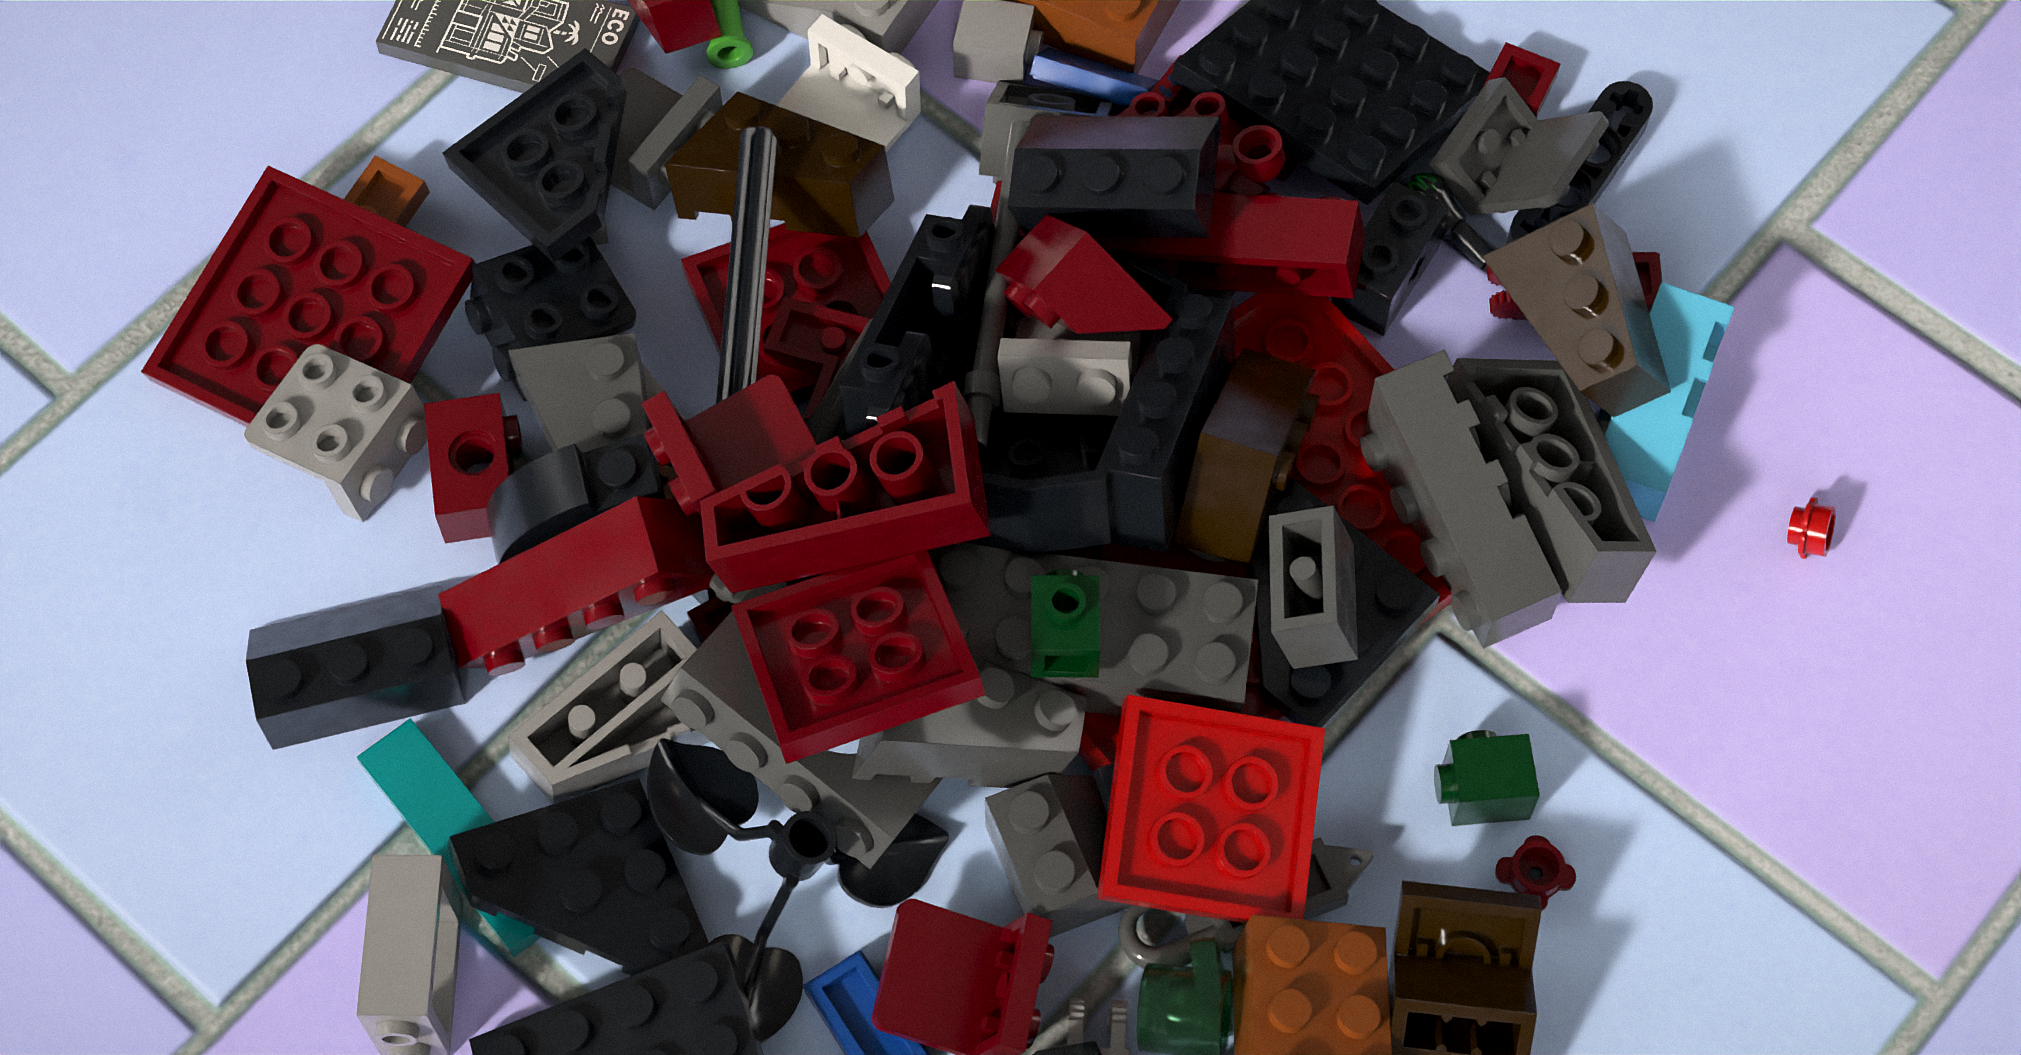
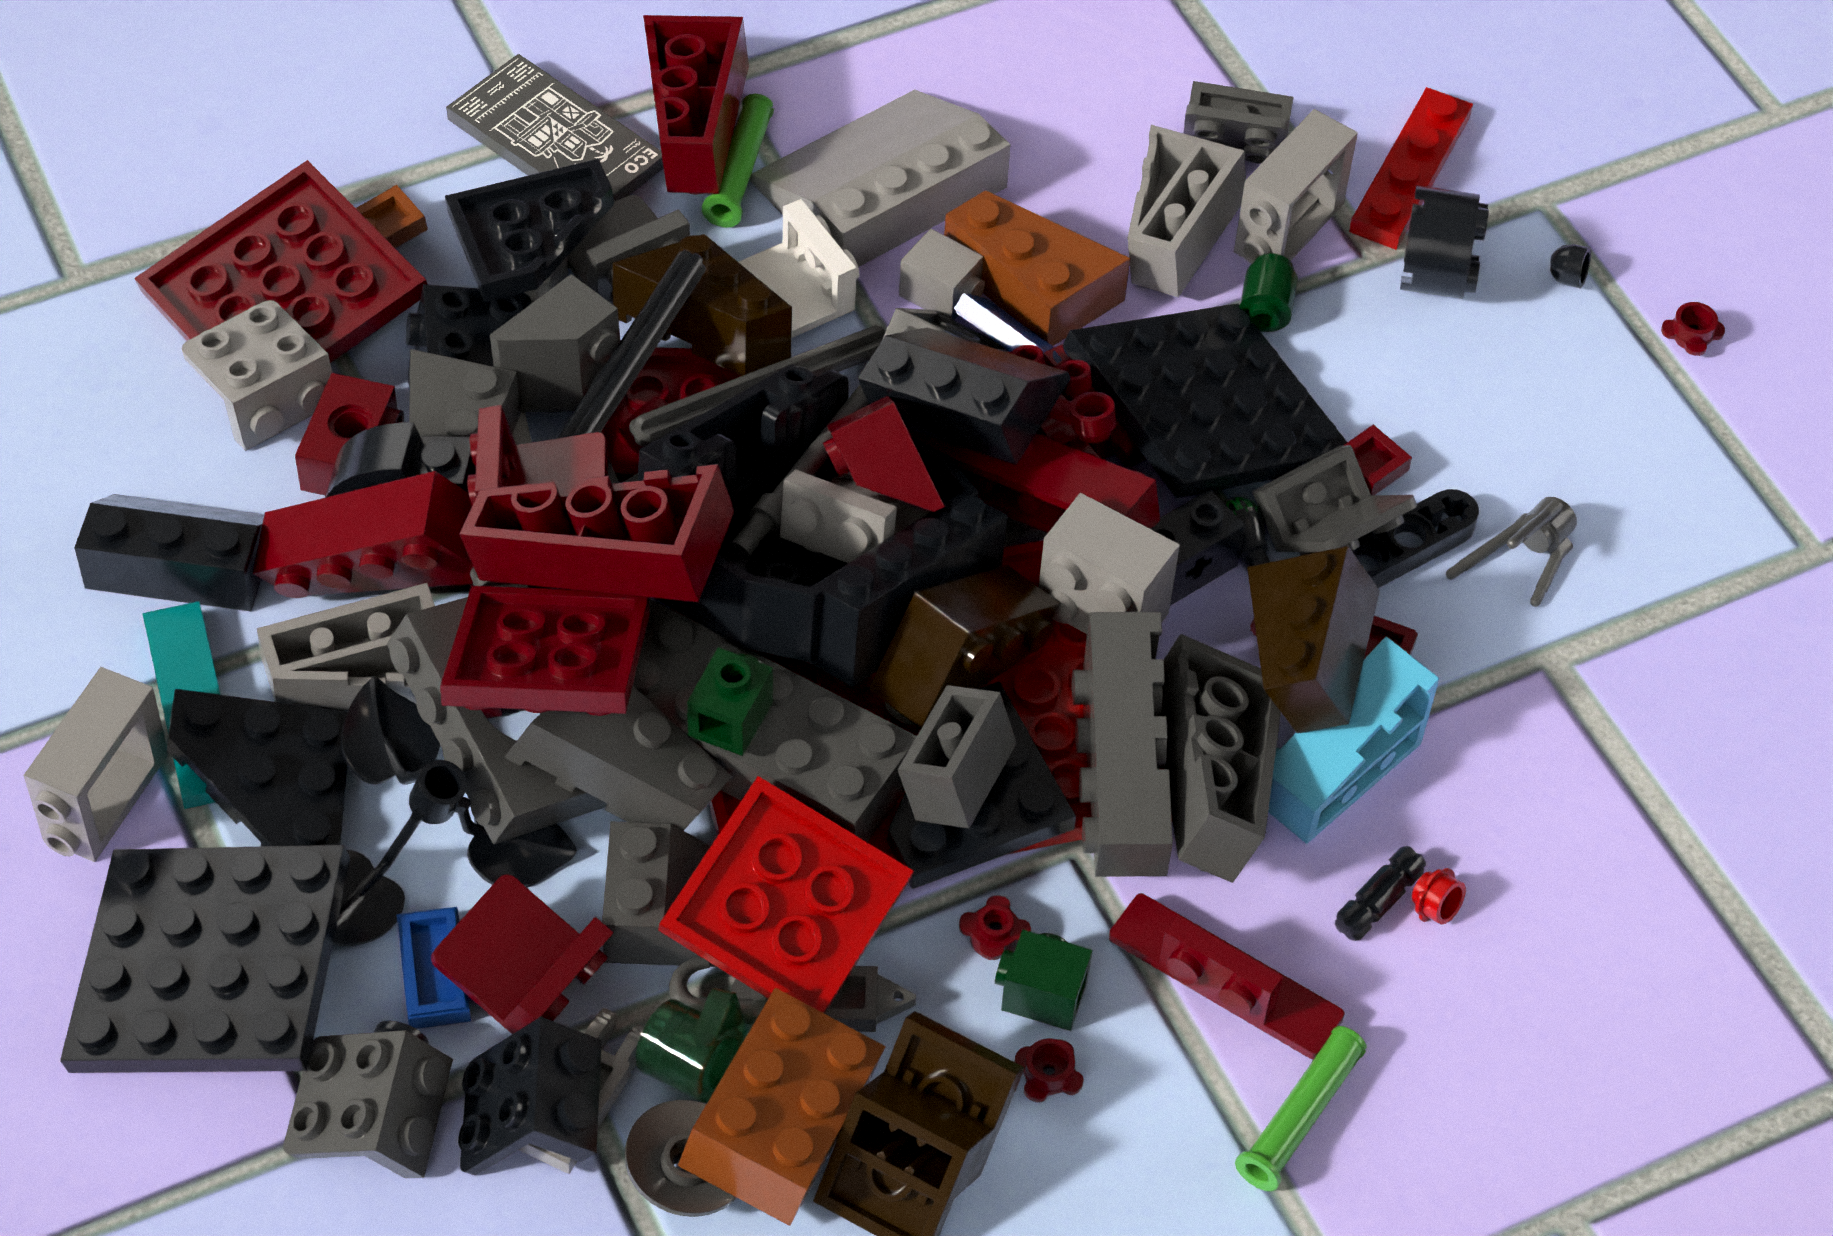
camera: 20 degrees right, 10 degrees down
(667, 284) = (557, 346): none -> dark grey slope
(881, 245) = (831, 356): none -> dark grey axle
(1351, 317) = (1105, 564): none -> light grey brick
(1405, 761) = (991, 942): none -> dark red plate
(1654, 698) = (1226, 975): none -> dark red bracket
(1719, 94) = (1541, 531): none -> dark grey plant
(1755, 548) = (1380, 893): none -> black axle
(1796, 811) = (1301, 1109): none -> bright green pin

